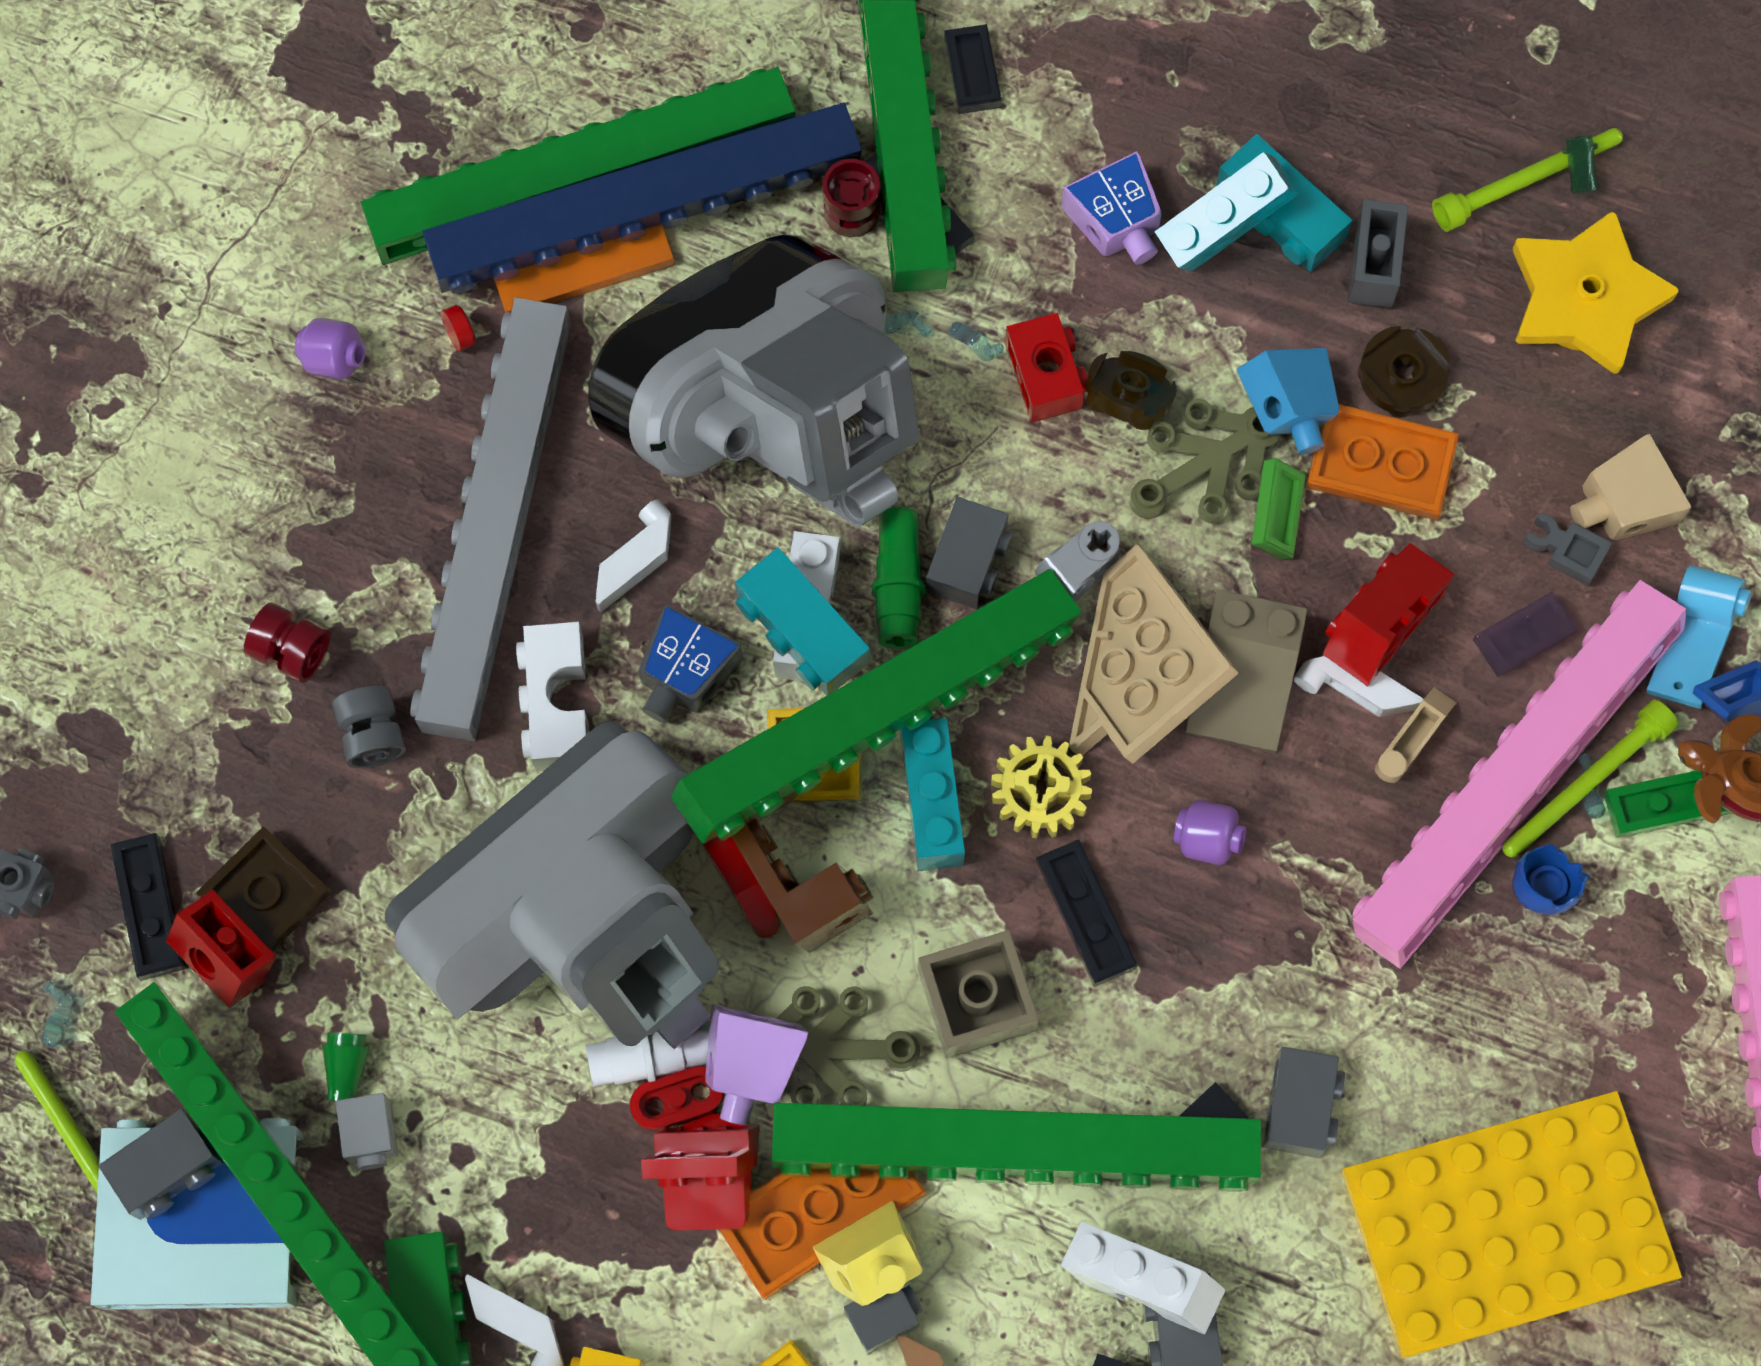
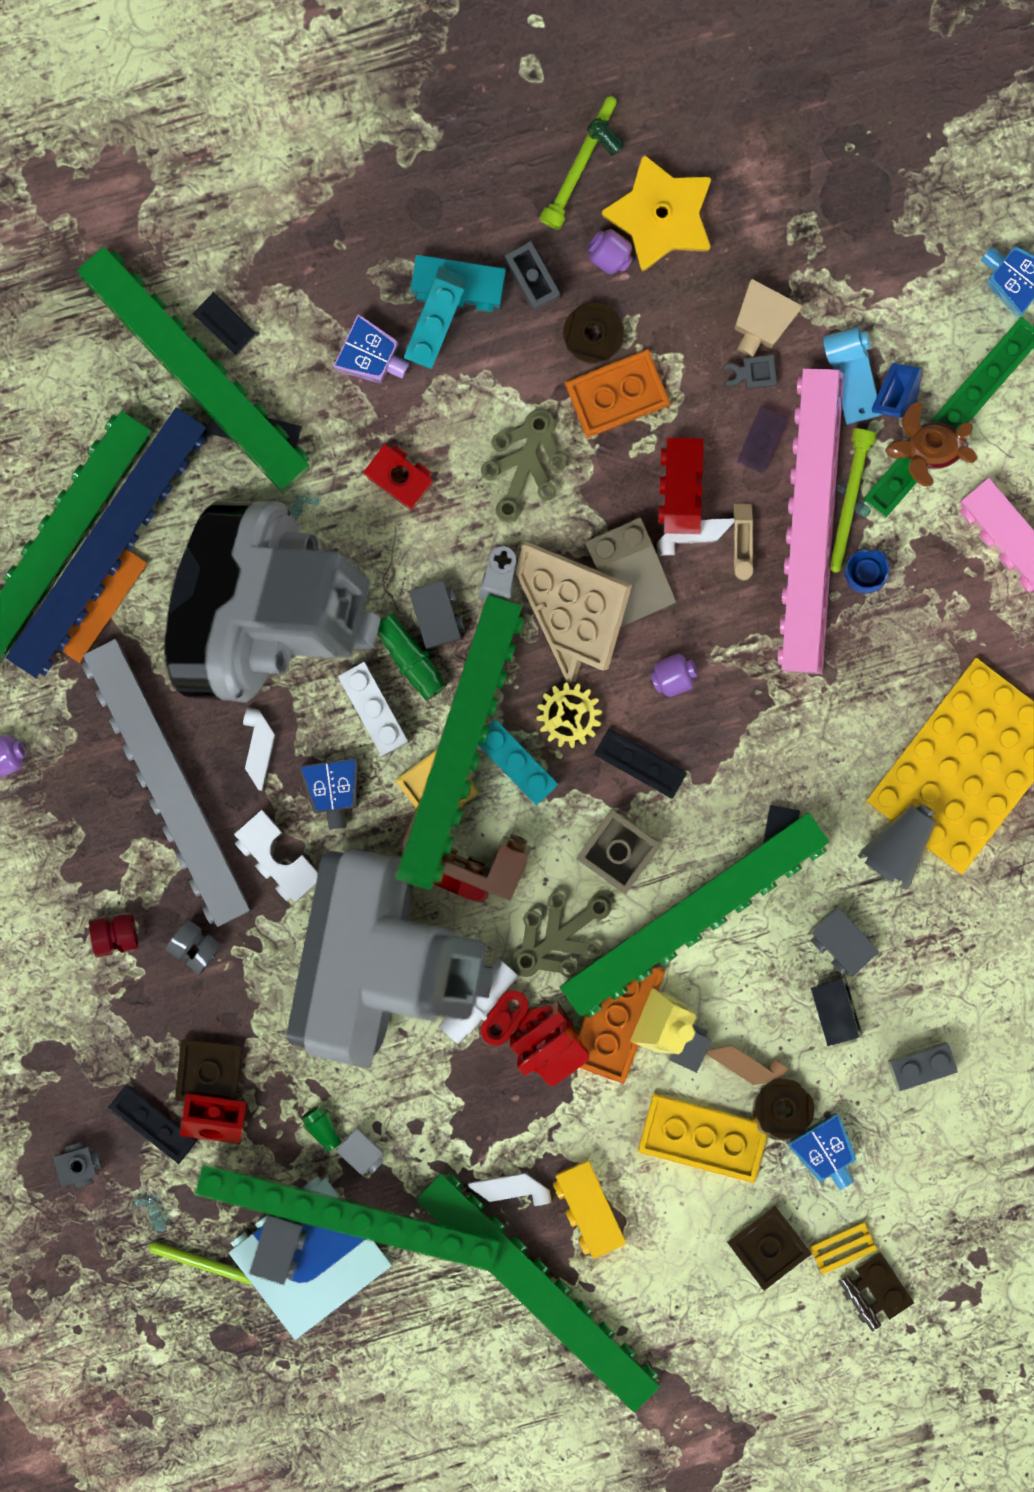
camera: 35 degrees left, 15 degrees up
(458, 327) = (61, 691): red tile -> none
(750, 1059) = (529, 972): lavender torso -> none
(801, 623) = (384, 729): teal brick -> none
(851, 197) = (219, 457): dark red wheel -> none
(975, 341) = (347, 486): clear light blue piece -> none
(1110, 394) = (459, 470): dark brown plate -> none
(1147, 1276) = (807, 936): white arch -> none
(1278, 509) = (582, 466): bright green tile -> none
(1292, 393) = (545, 396): dark azure torso -> none
(1302, 1102) = (822, 783): dark grey brick -> none
(1352, 1252) = (900, 846): none -> dark grey cone
(1493, 292) = (610, 251): none -> medium lavender head

